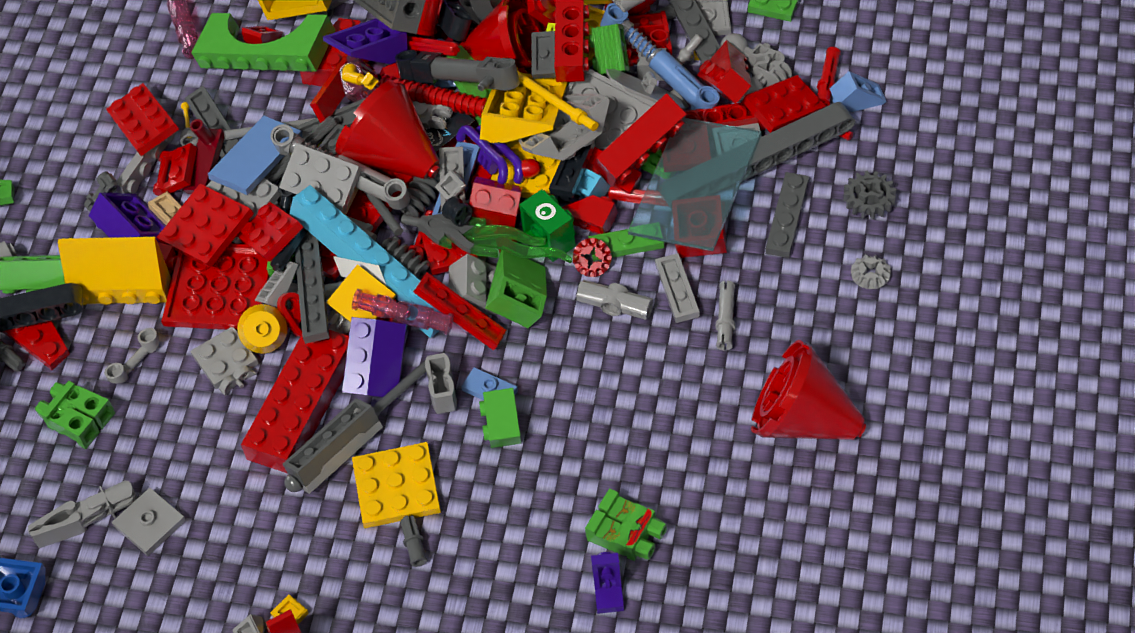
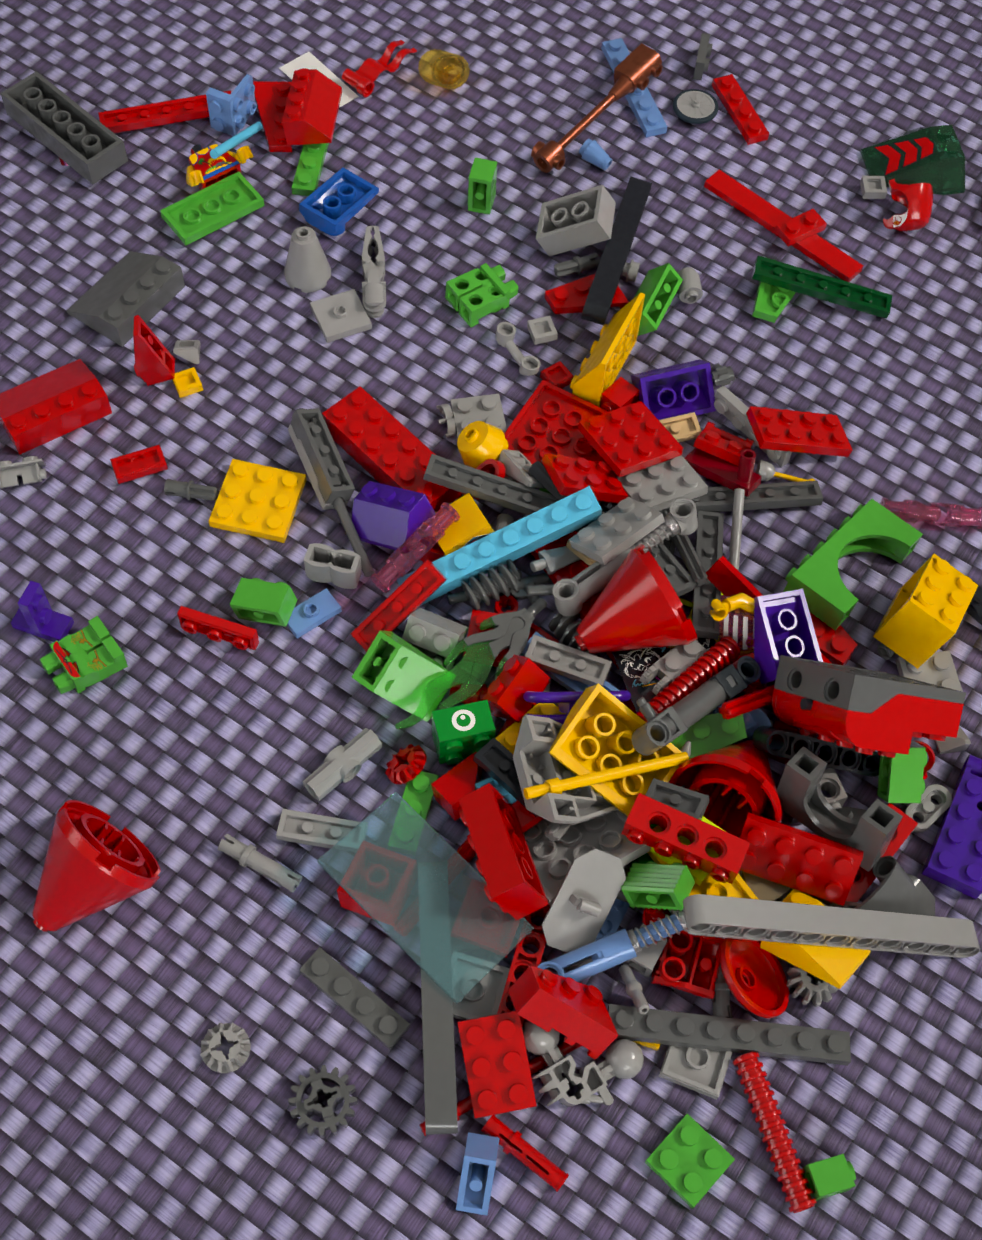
camera: 105 degrees right, 5 degrees up
(99, 348) = (542, 330): none -> light grey plate
(99, 573) = (306, 262): none -> light grey cone
(147, 318) = (557, 375): none -> red tile
(250, 158) = (682, 478): medium blue tile -> none
(260, 34) = (872, 574): red slope -> none
(406, 597) = (139, 464): none -> red plate
(451, 185) = (551, 650): light grey slope -> none
(457, 211) = (513, 641): black wheel -> none
(545, 443) = (218, 628): none -> red tile

